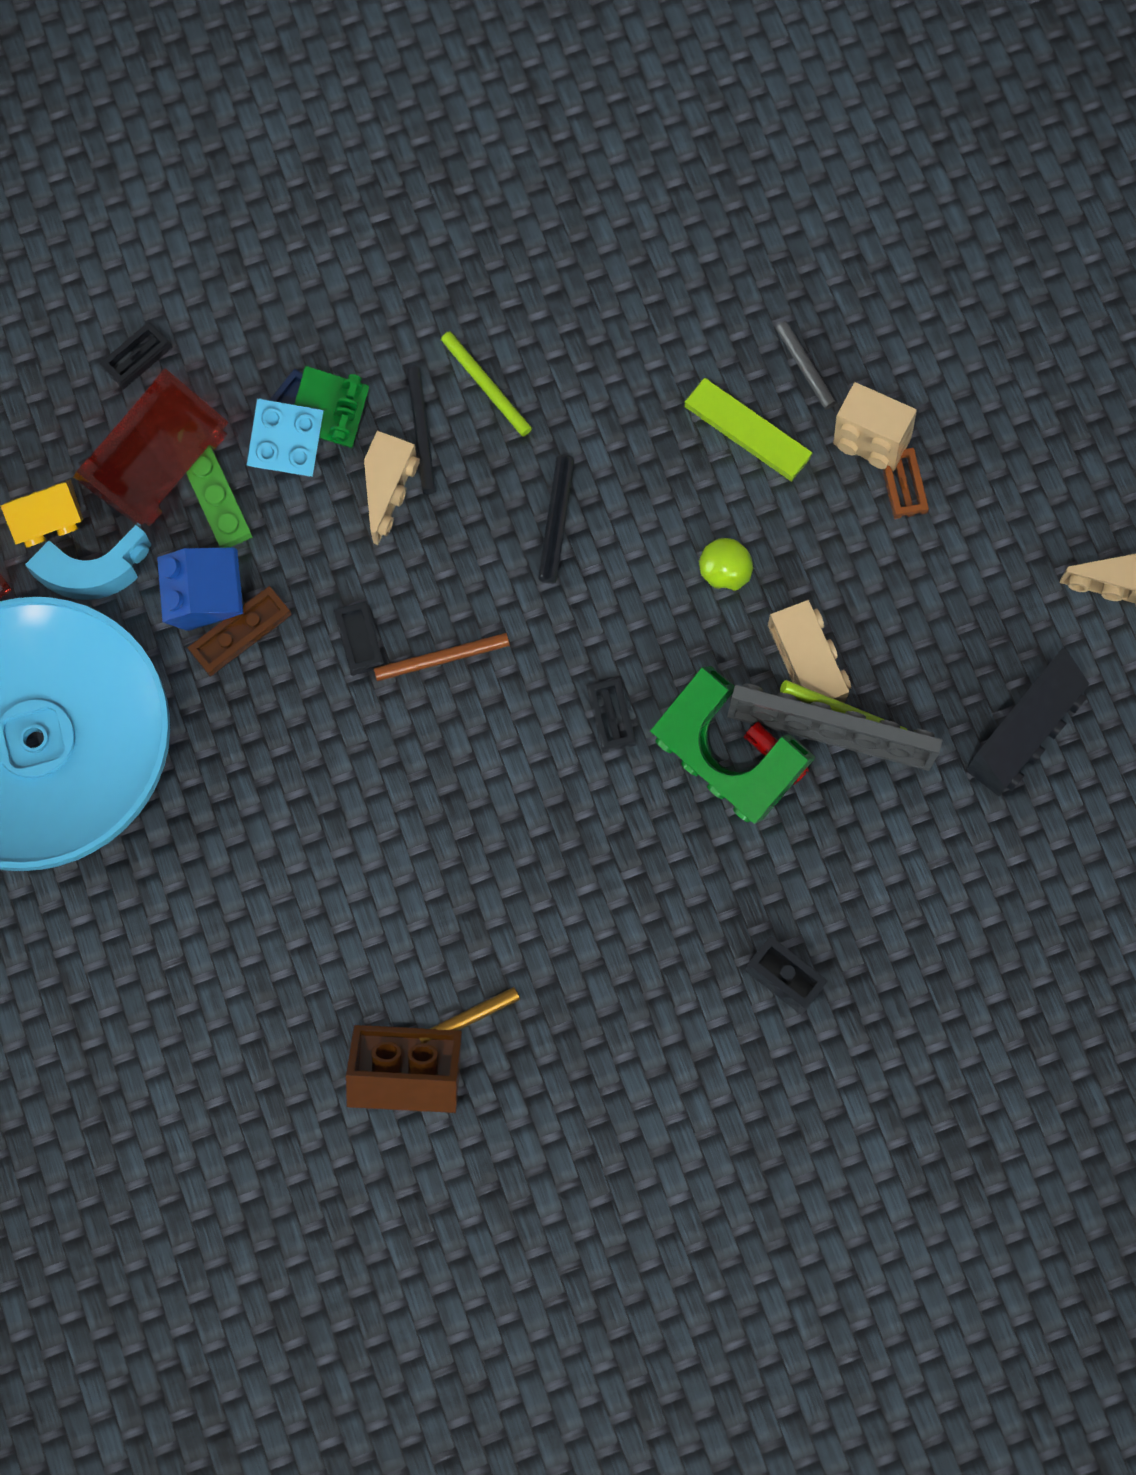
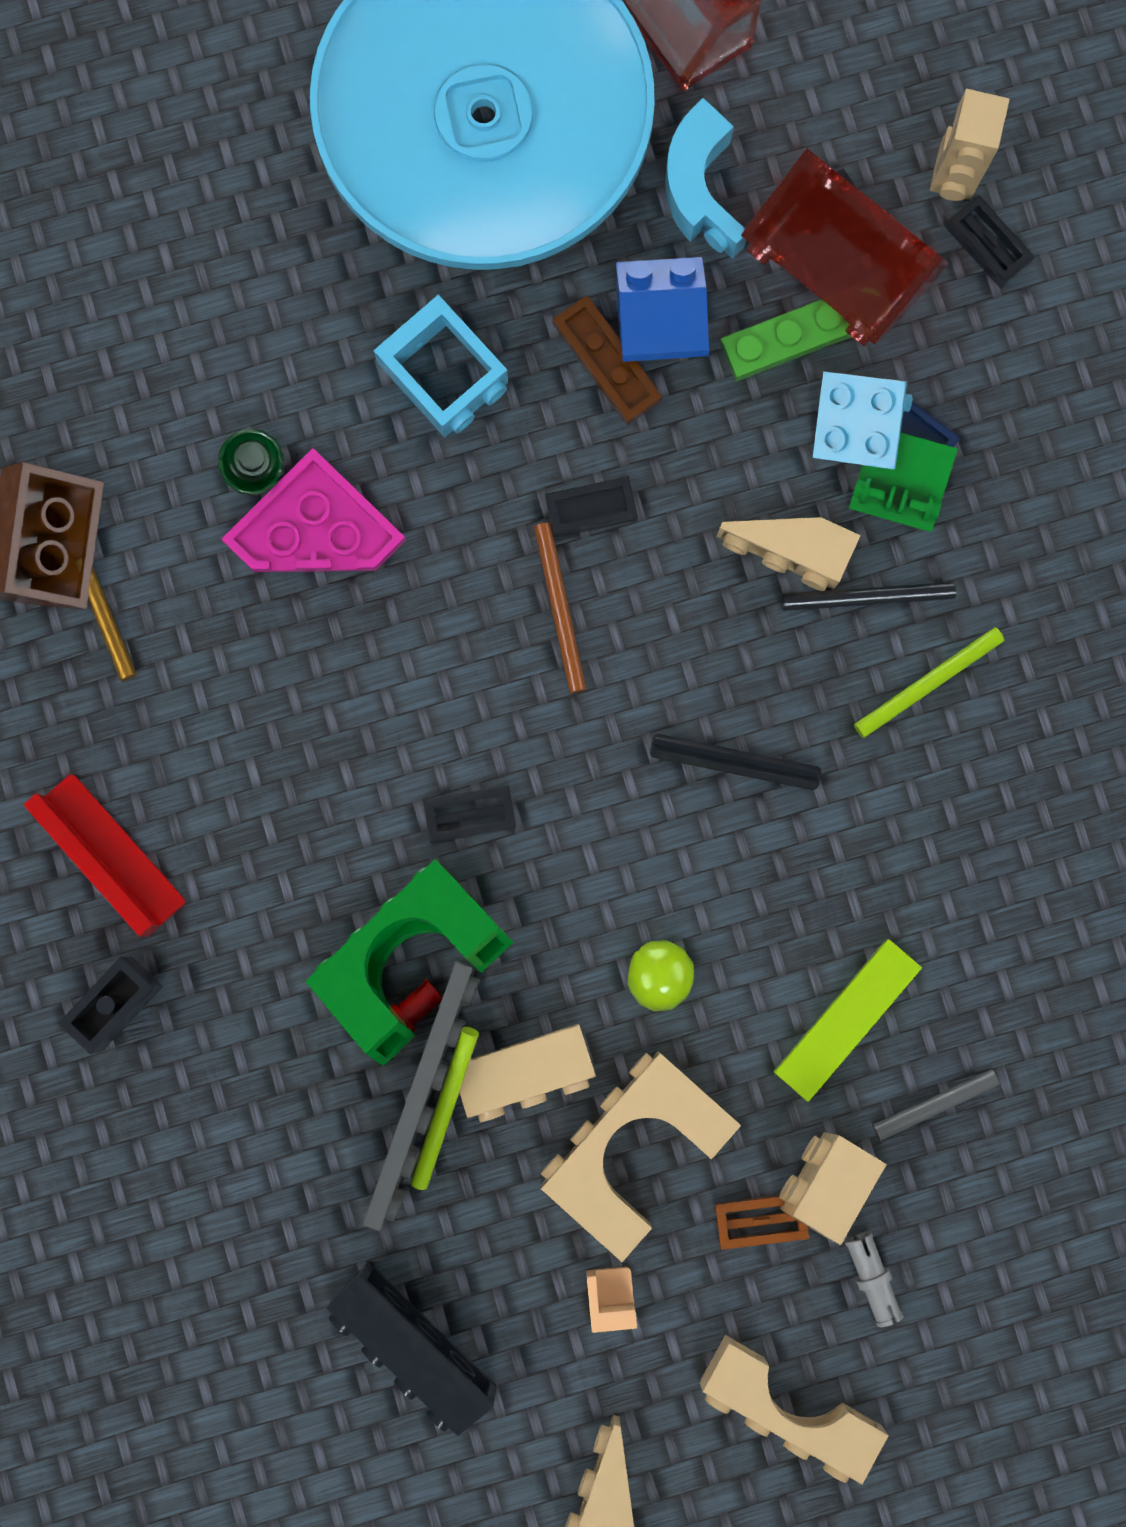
camera: 90 degrees right, 10 degrees up
(43, 513) = (771, 118): yellow slope -> none
(71, 362) = (969, 145): none -> tan arch
(247, 798) = (414, 335): none -> medium azure window
(334, 901) = (251, 461): none -> dark green hair
(383, 850) = (313, 525): none -> dark pink plate
(663, 996) = (106, 855): none -> red panel
(883, 611) = (579, 1178): none -> tan arch
(940, 399) = (874, 1279): none -> light grey pin
(976, 586) = (611, 1299): none -> light nougat panel
(1024, 484) = (839, 1438): none -> tan arch

